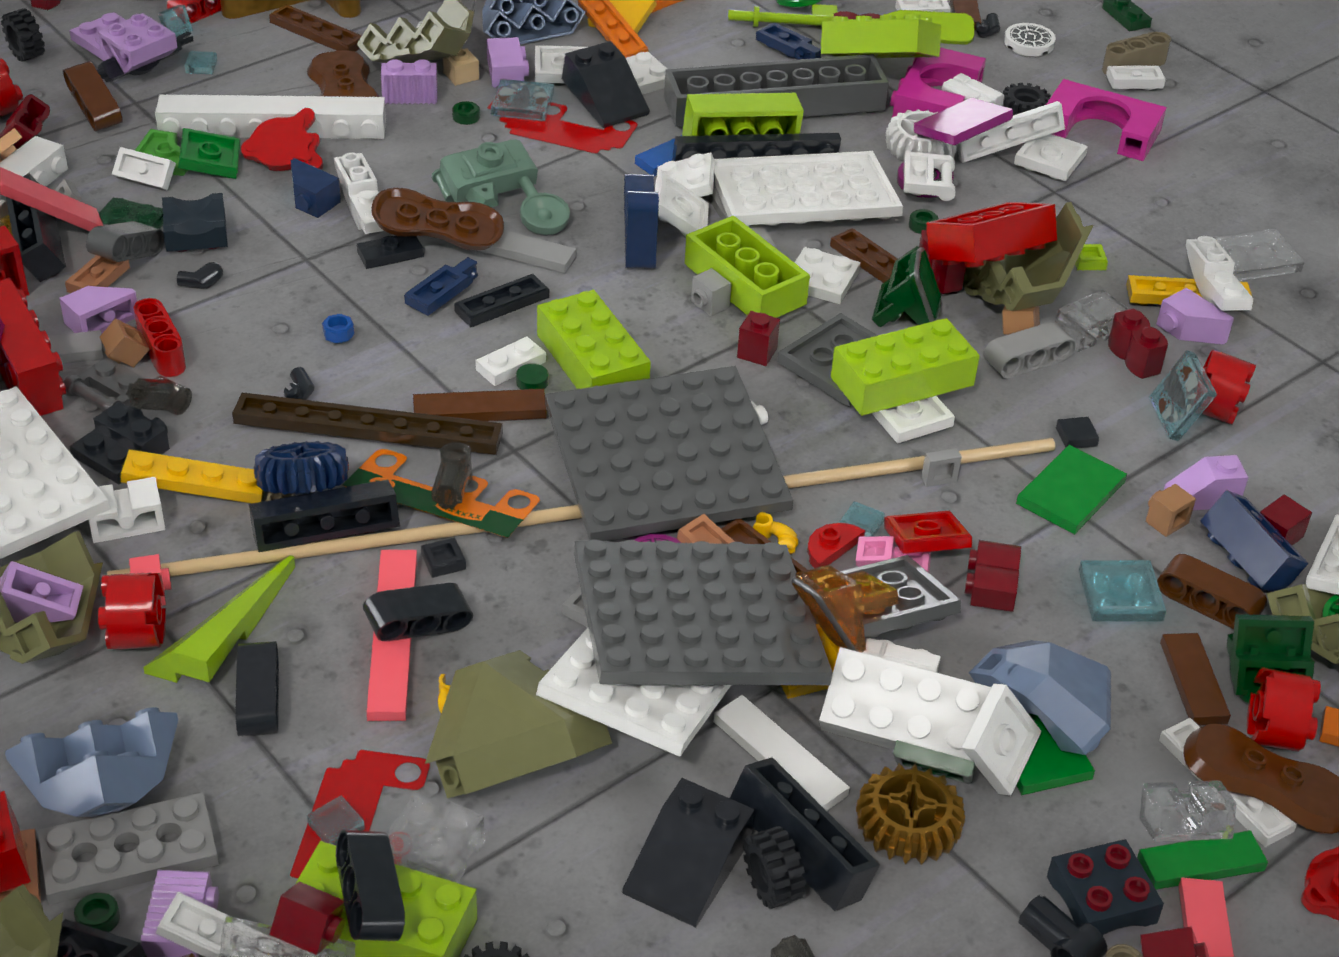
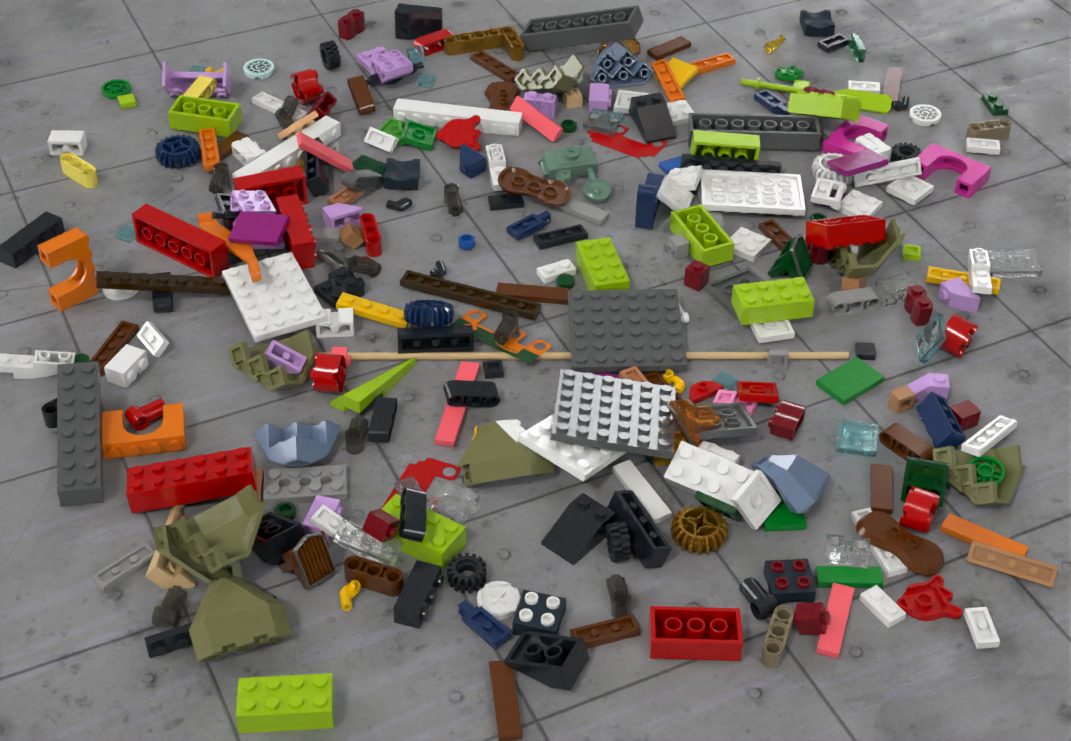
camera: 15 degrees right, 0 degrees up
(211, 727) = (356, 434): none -> clear smoke piece
(296, 257) = (452, 199): none -> clear smoke piece
(411, 106) = (537, 119): none -> coral tile
(980, 189) = (858, 203): none -> white plate
(1280, 908) = (882, 606): none -> white plate

